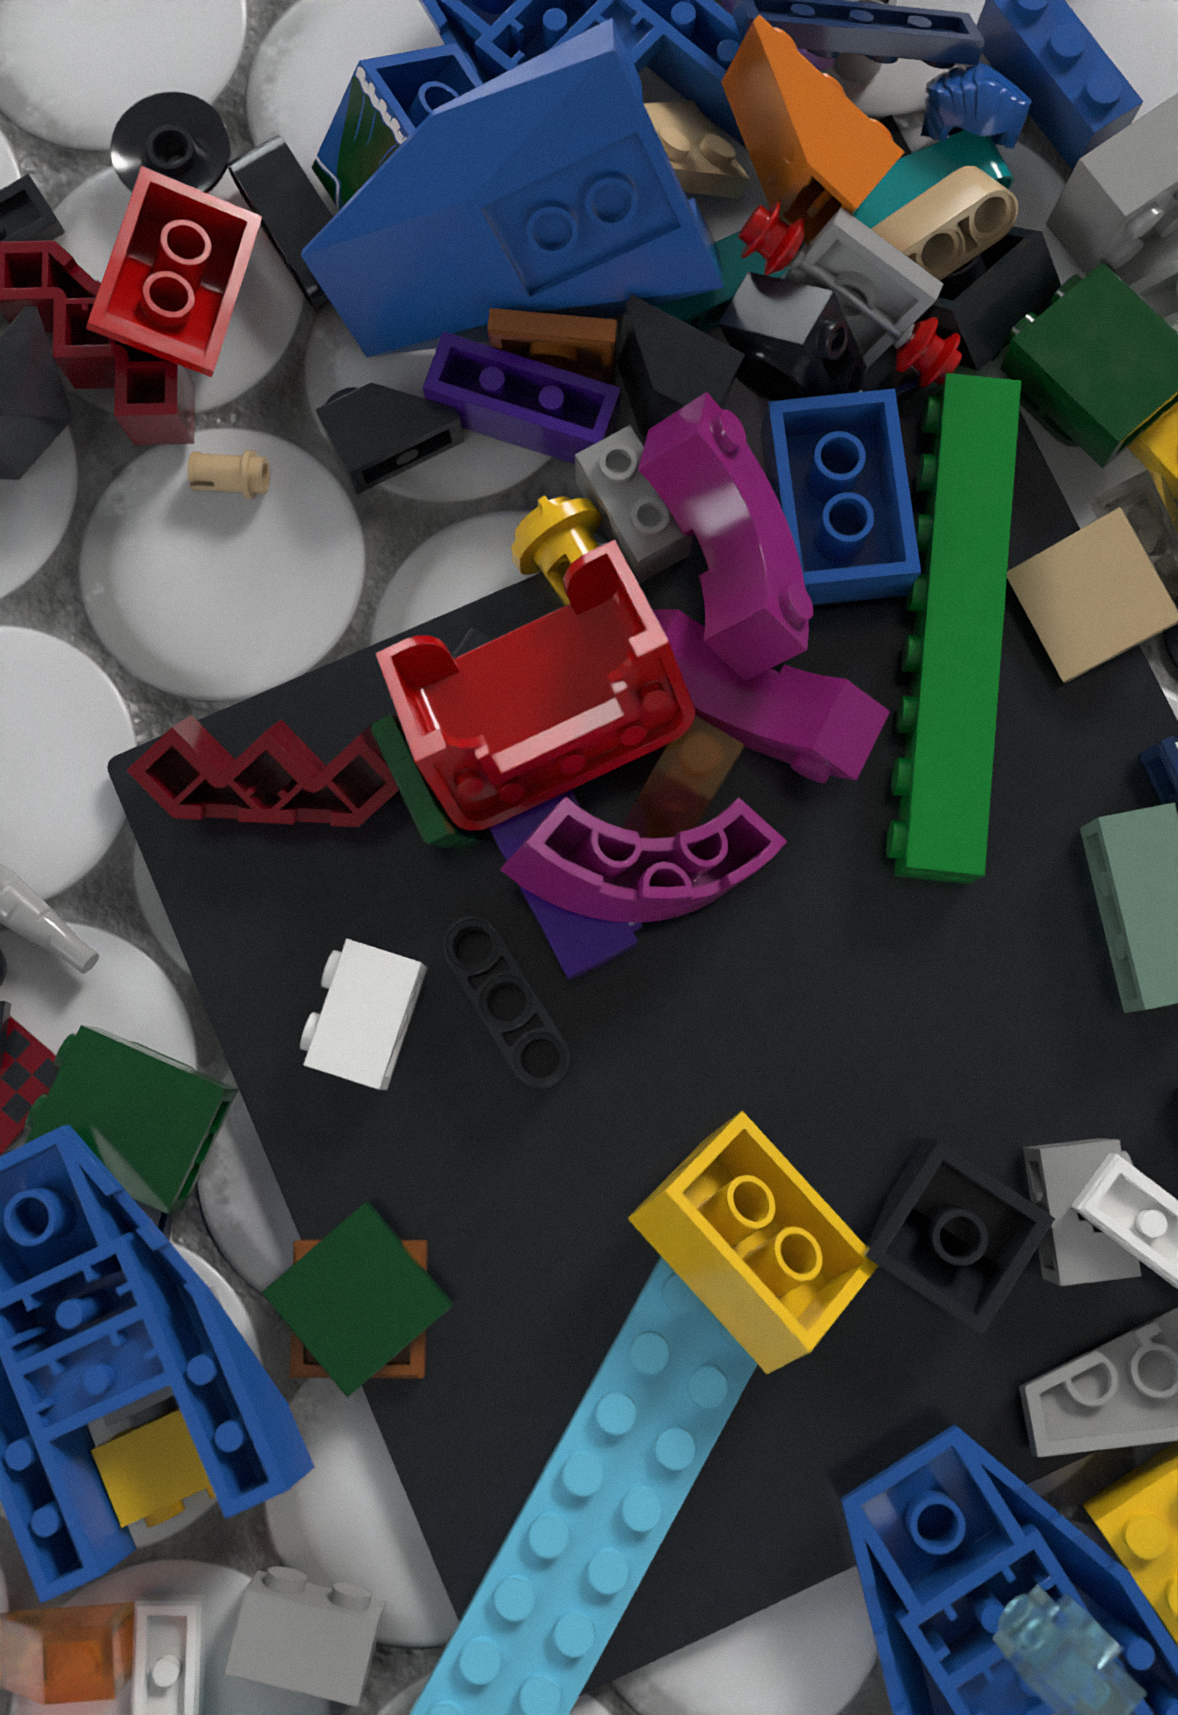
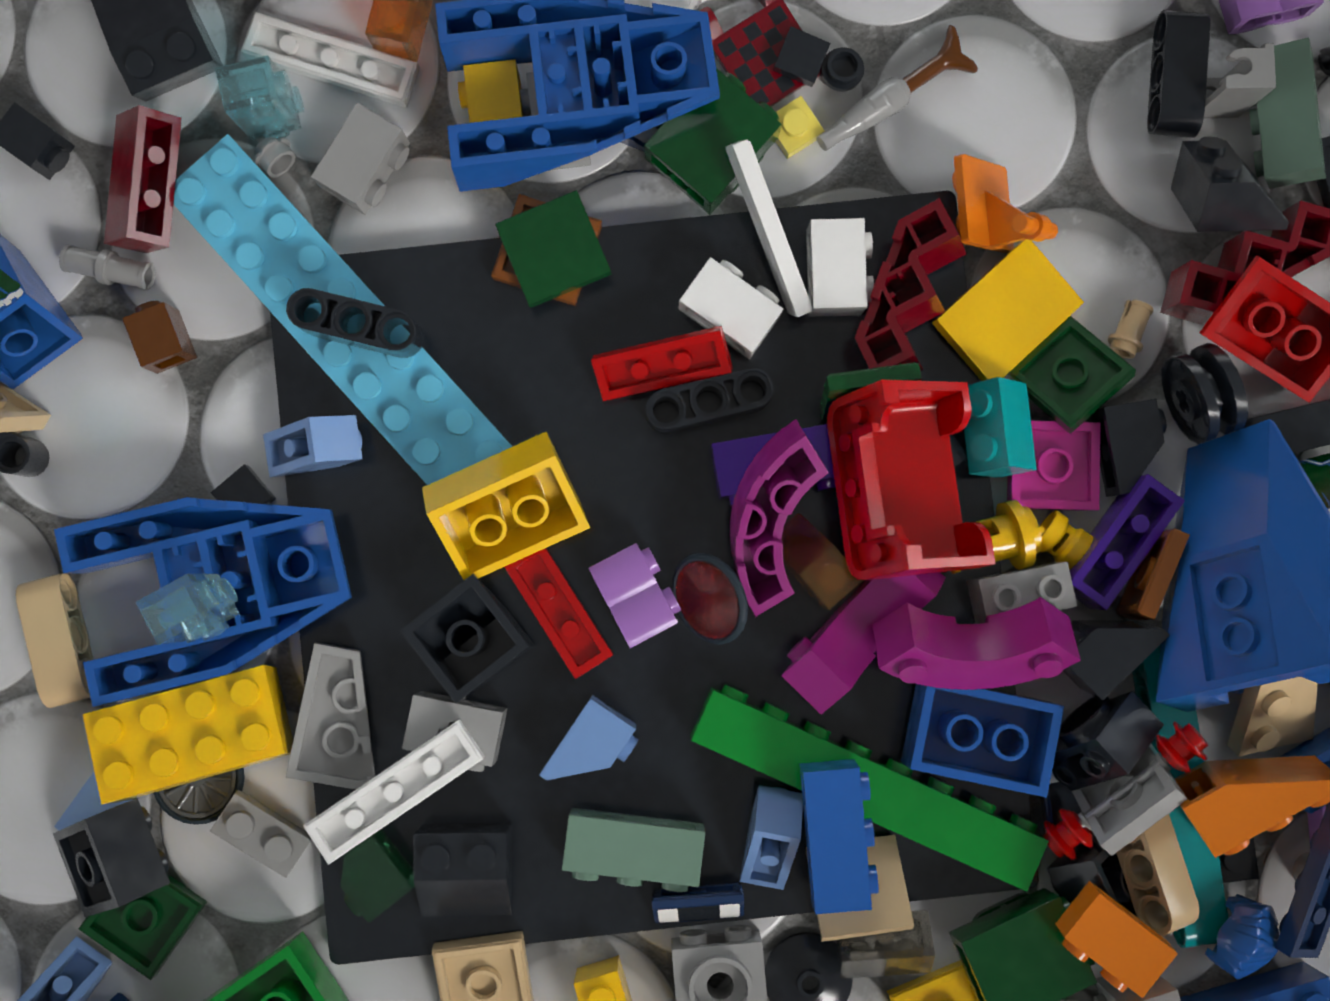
camera: 105 degrees right, 5 degrees up
(74, 1002) = (798, 127): none -> light yellow plate
(129, 705) = (985, 208): none -> orange plate
(235, 996) = (769, 227): none -> white tile
(255, 638) = (1008, 312): none -> yellow tile
(261, 883) = (838, 266): none -> white brick
(289, 350) = (1204, 393): none -> black wheel
(315, 531) = (1072, 374): none -> dark green tile
(422, 594) = (999, 429): none -> teal brick
(444, 517) = (1065, 471): none -> dark pink plate
(475, 1086) = (662, 363): none -> red plate
(543, 471) = (1063, 540): none -> yellow wheel
(559, 1592) = (337, 311): none -> black beam
(754, 1560) = (313, 445): none -> medium blue slope
(781, 912) = (710, 598): none -> clear red wheel
(810, 1019) = (634, 594): none -> medium lavender brick
(848, 1643) = (244, 487): none -> black tile
(870, 1115) = (559, 612): none -> red plate
(1031, 1012) = (592, 742): none -> medium blue slope
(1043, 638) = (838, 836): none -> blue brick
(1046, 250) = (1115, 939): none -> orange brick
(1066, 728) = (772, 837): none -> medium blue slope

